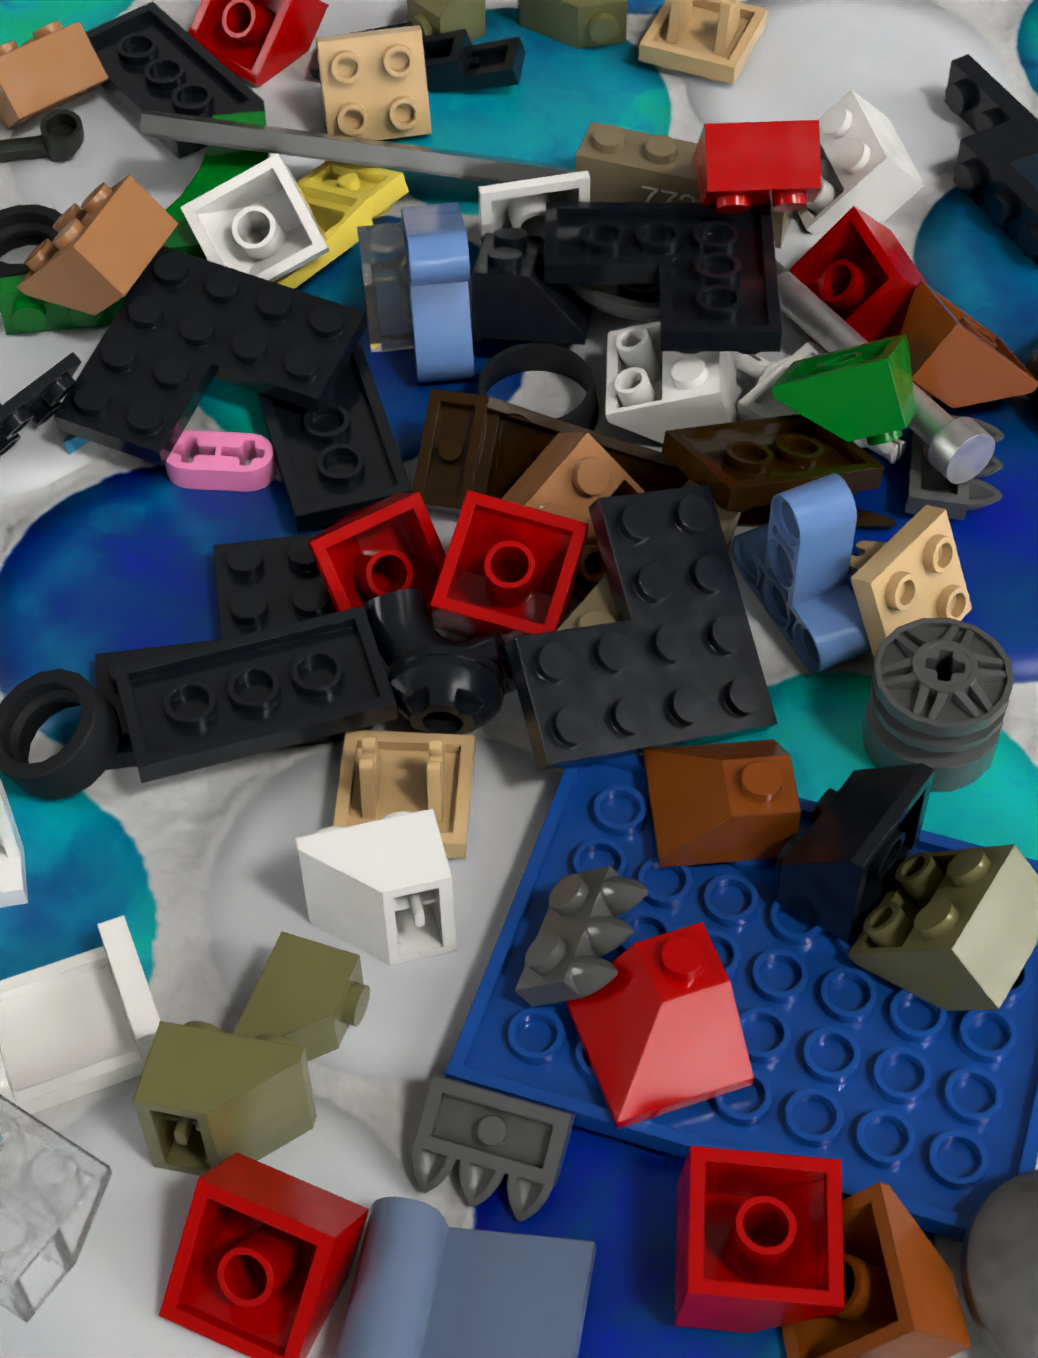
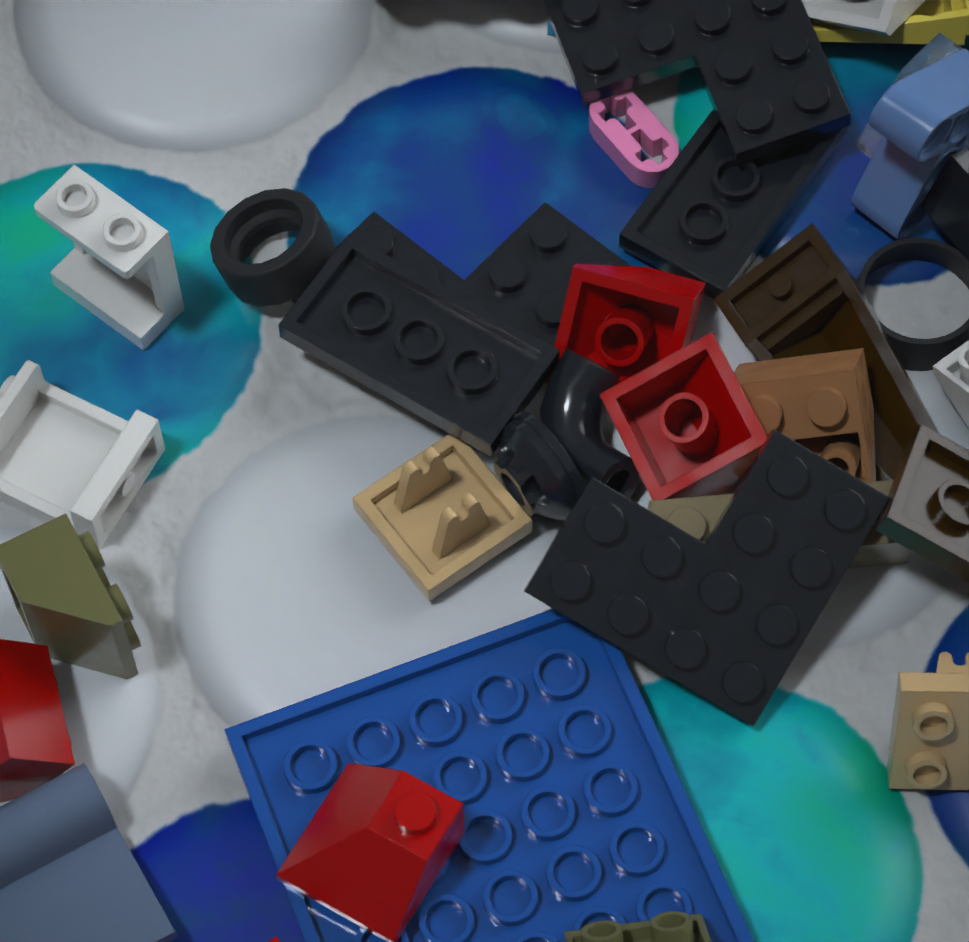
camera: 50 degrees right, 10 degrees up
(306, 995) = (195, 590): olive slope -> none
(381, 886) = (336, 566): white slope -> none
(491, 1138) = (204, 803): dark grey plate -> none
(575, 933) = (398, 727): dark grey plate -> none
(721, 802) = (623, 737): dark orange slope -> none
(802, 570) = (902, 637): medium blue beam -> none
(854, 846) = (647, 865): black slope -> none
(938, 700) = (855, 862): dark grey wheel -> none

